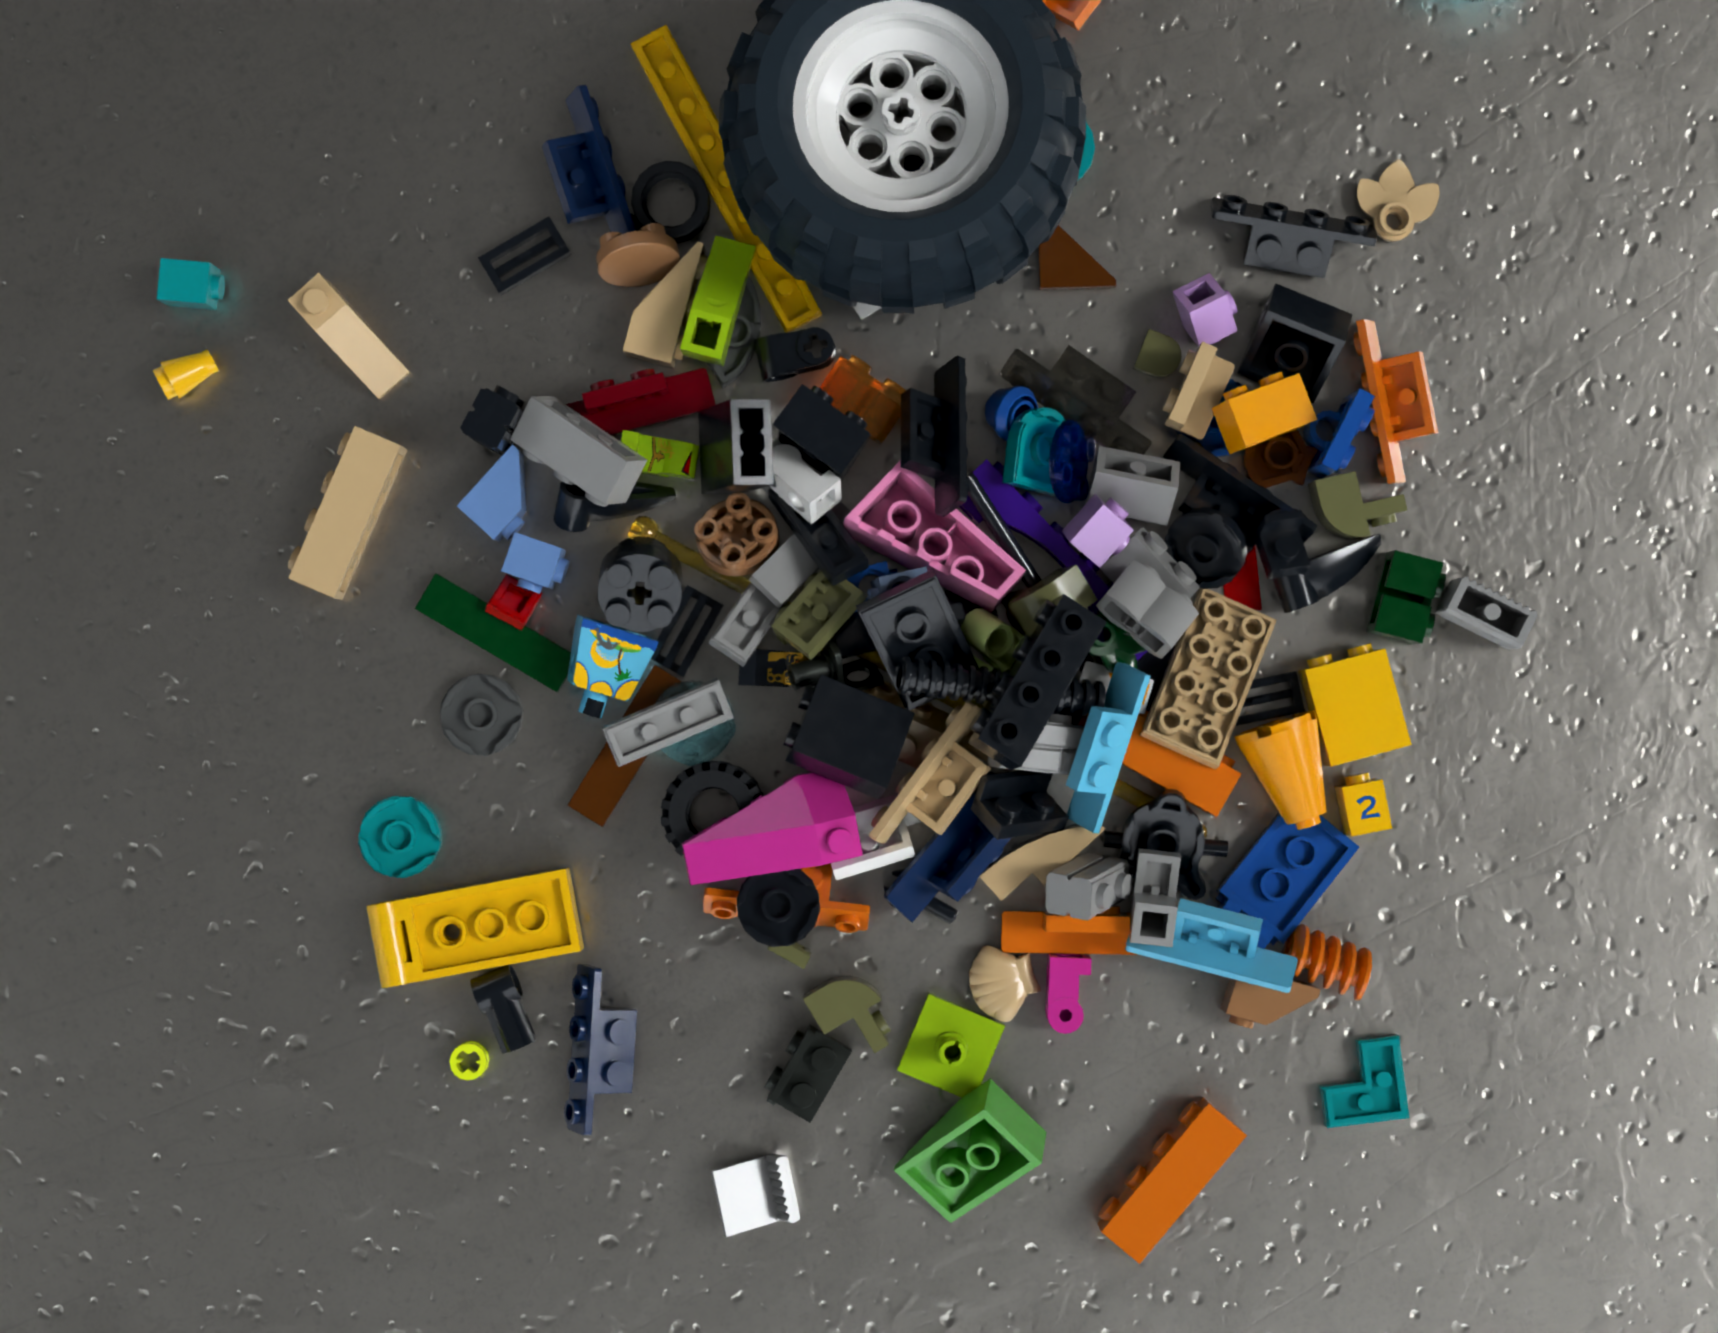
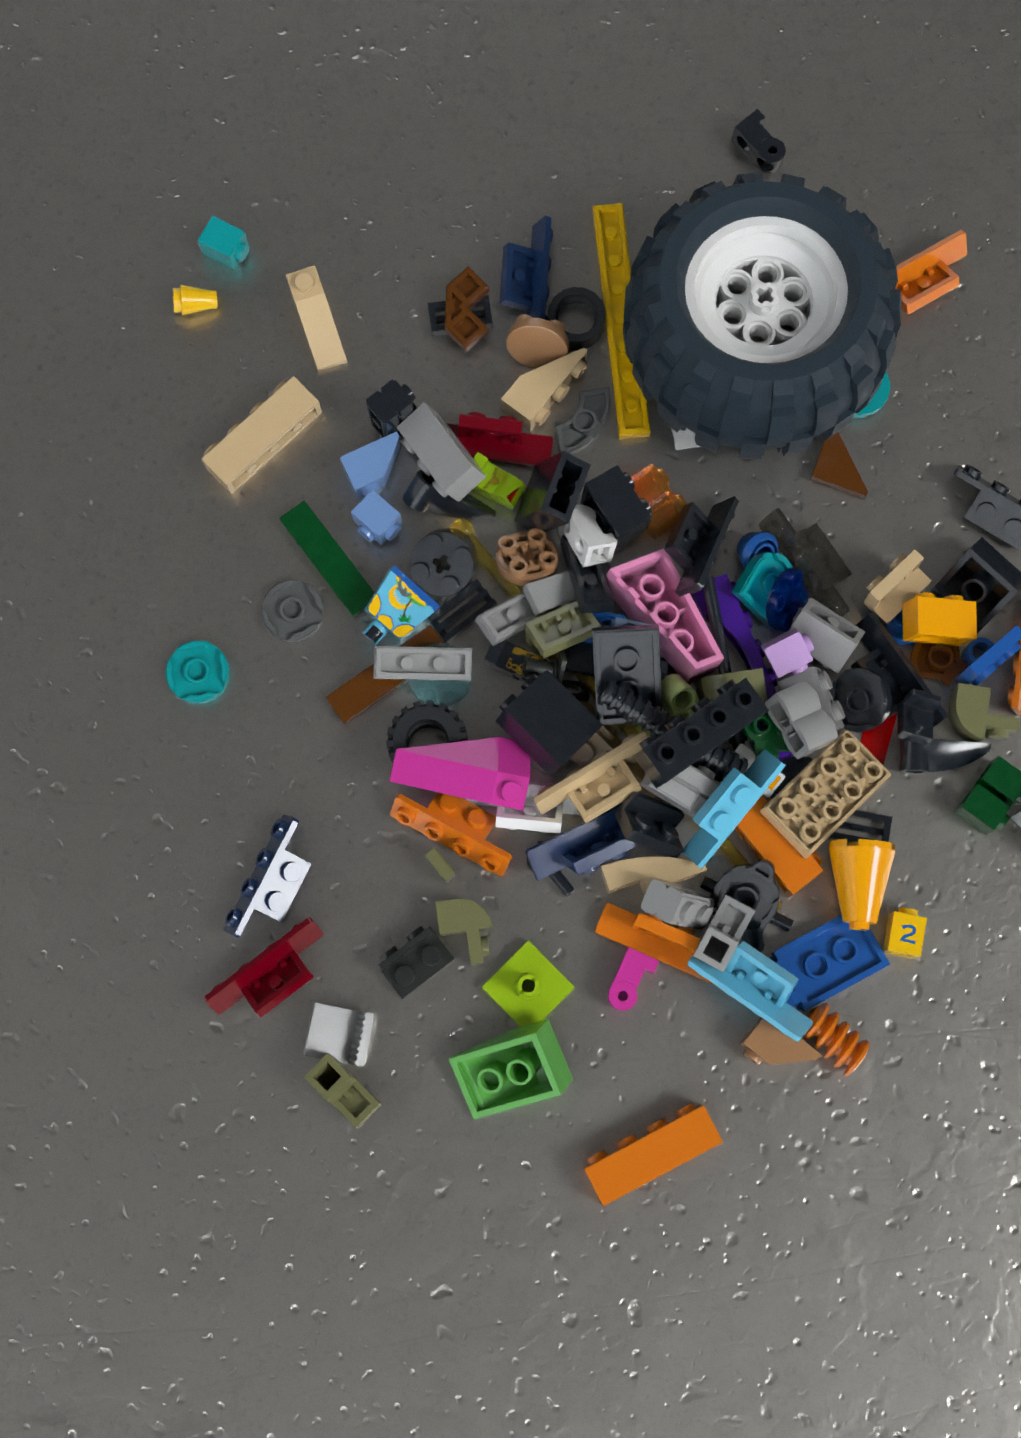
camera: 25 degrees right, 10 degrees down
(470, 1073) = (180, 842): neon yellow bush -> none
(496, 923) = (239, 757): yellow hinge -> none
(500, 998) = (217, 813): black piece -> none
(513, 603) = (349, 542): red tile -> none
(516, 234) = (460, 321): none -> reddish brown tile
(647, 1160) = (270, 975): none -> dark red bracket
(717, 301) = (579, 394): lime slope -> none
(778, 907) = (446, 825): black tile -> none
(785, 354) = (616, 448): black piece -> none
(785, 1253) = (343, 1090): none -> olive brick
(1001, 982) = (585, 954): tan animal -> none
(1158, 355) = (877, 555): olive tile -> none
(1212, 316) = (925, 534): lavender brick -> none
(1354, 705) = (926, 858): yellow brick -> none
(1379, 1092) = (834, 1157): teal tile -> none

